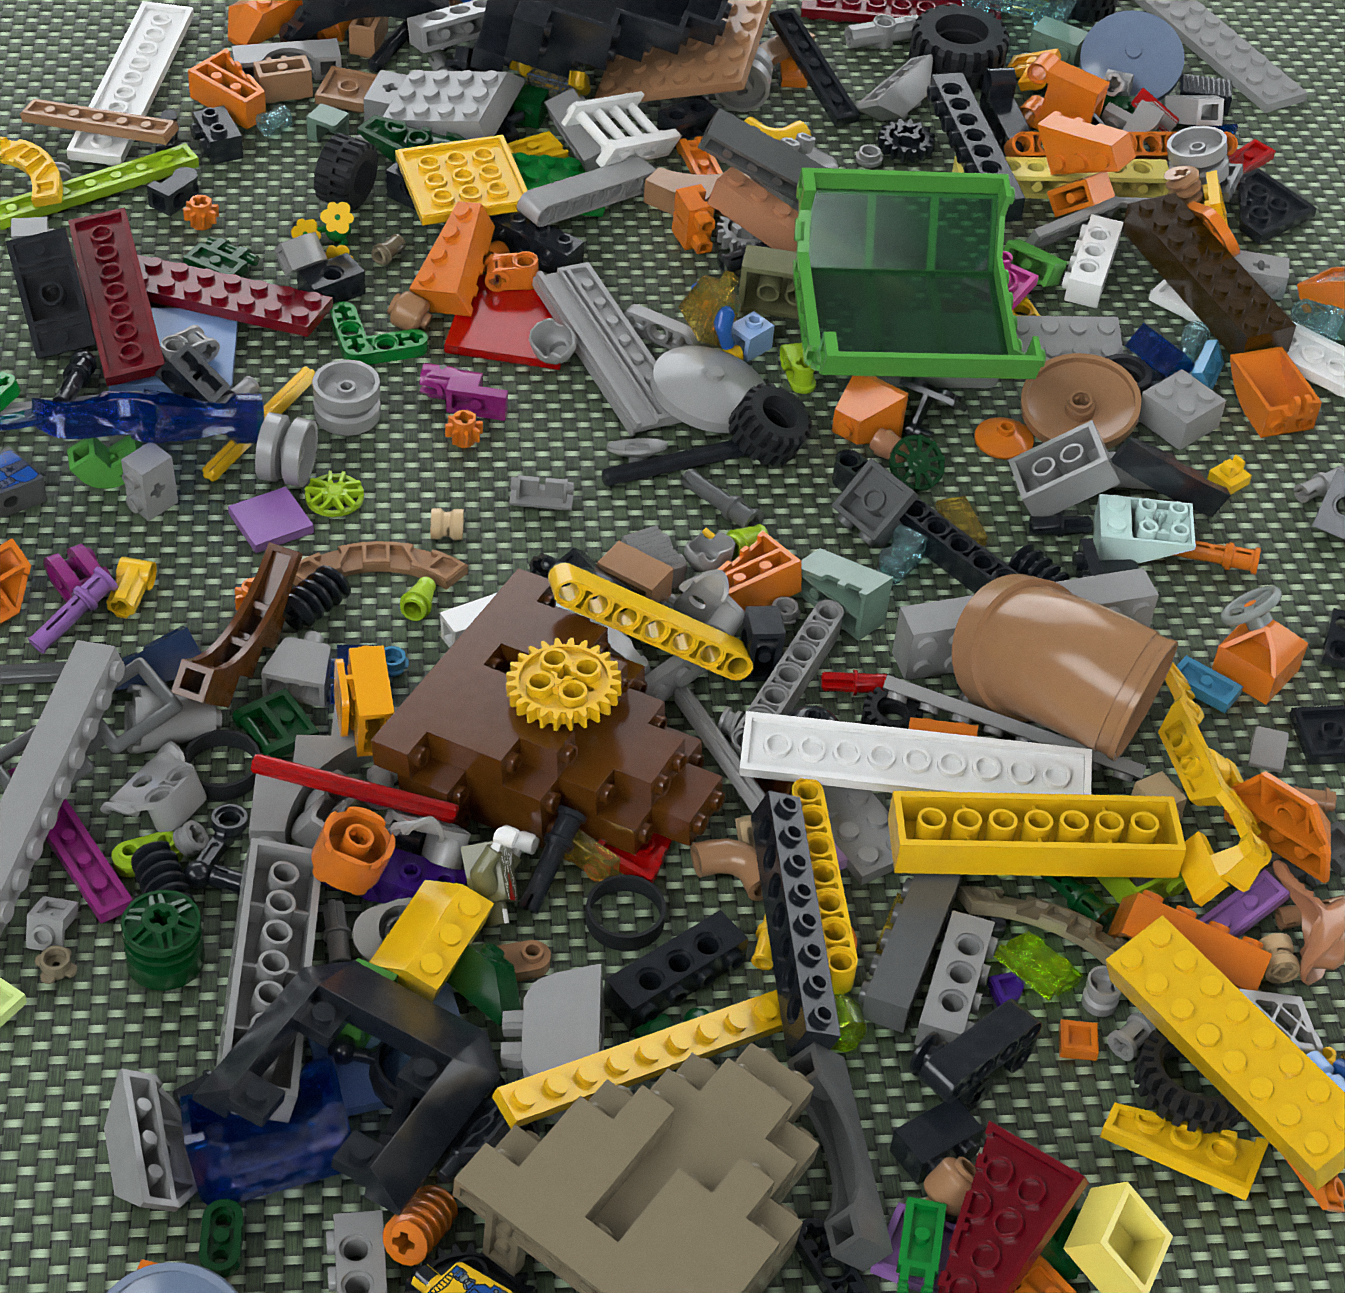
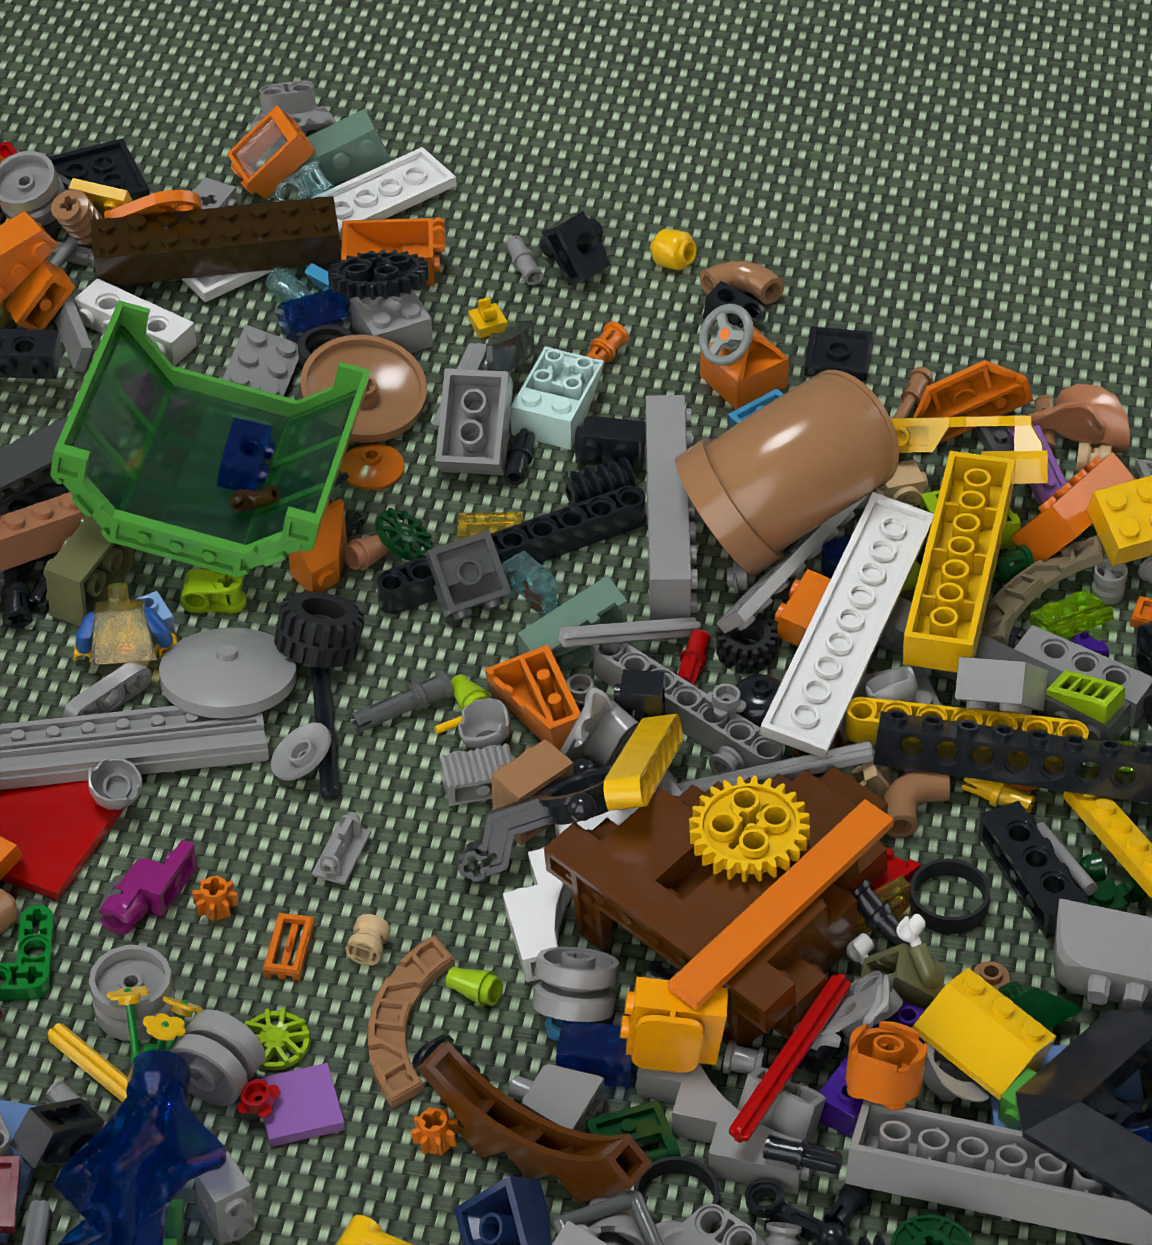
camera: 70 degrees left, 0 degrees up
(259, 486) = (258, 1090): none -> red plate
(259, 818) = (802, 1154): none -> black axle
(293, 404) = (160, 1026): none -> yellow plant
(415, 643) = (575, 984): none -> light grey wheel
(433, 485) = (284, 969): none -> orange tile
(491, 725) = (780, 904): none -> orange tile
(698, 995) = (1077, 872): none -> light grey bar
(786, 694) = (725, 700): none -> light grey plate
(847, 616) = (627, 632): none -> light grey axle
(852, 817) = (893, 685): none -> light grey hair
(874, 888) = (1001, 685): none -> light grey brick
(878, 337) = (253, 499): none -> dark brown arm
(891, 984) = (1102, 704): none -> lime slope
(921, 321) = (245, 455): none -> clear blue brick
(1210, 371) = (378, 274): none -> black gear

